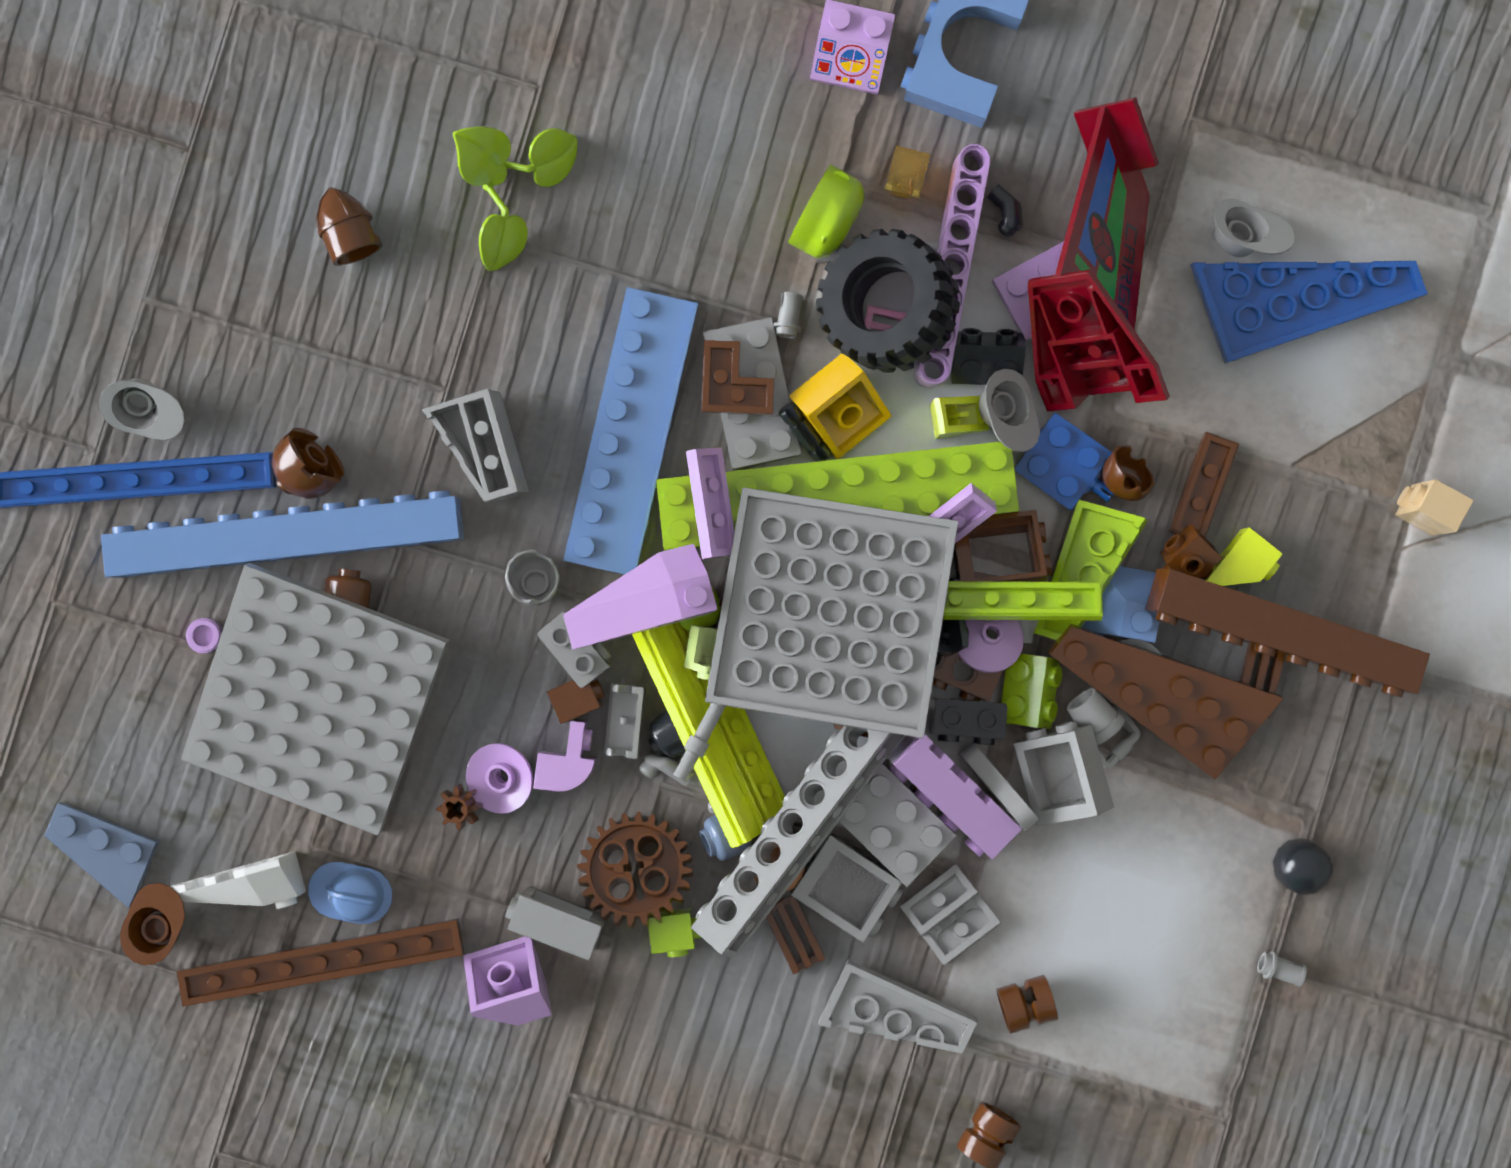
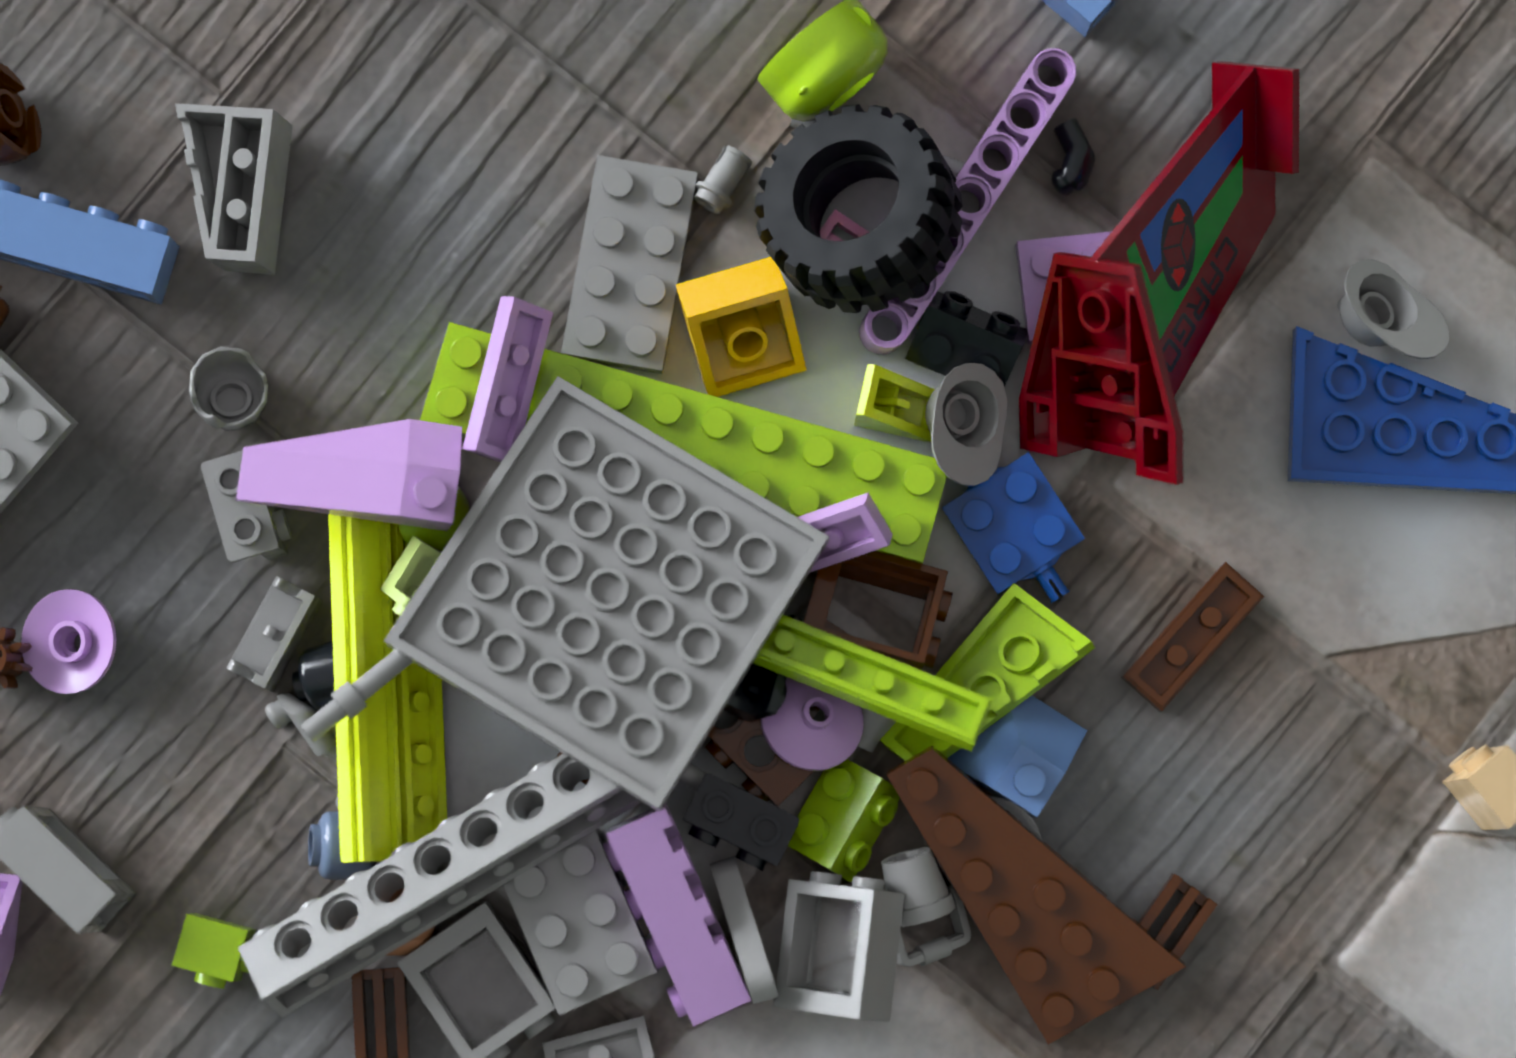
camera: 15 degrees right, 5 degrees down
(566, 770) = (168, 669): lavender brick -> none
(572, 701) = (213, 579): reddish brown brick -> none
(604, 877) = (245, 848): reddish brown gear -> none
(631, 431) = (445, 248): medium blue plate -> none
(724, 389) = (593, 241): reddish brown plate -> none
(804, 432) = (678, 341): black axle -> none
(907, 172) = (958, 52): clear yellow brick -> none
(1126, 475) = (1091, 575): reddish brown hair -> none
(1190, 553) = (1133, 720): reddish brown brick -> none
(1246, 560) = (1205, 760): neon yellow slope -> none
(1286, 631) = (1225, 876): reddish brown brick -> none

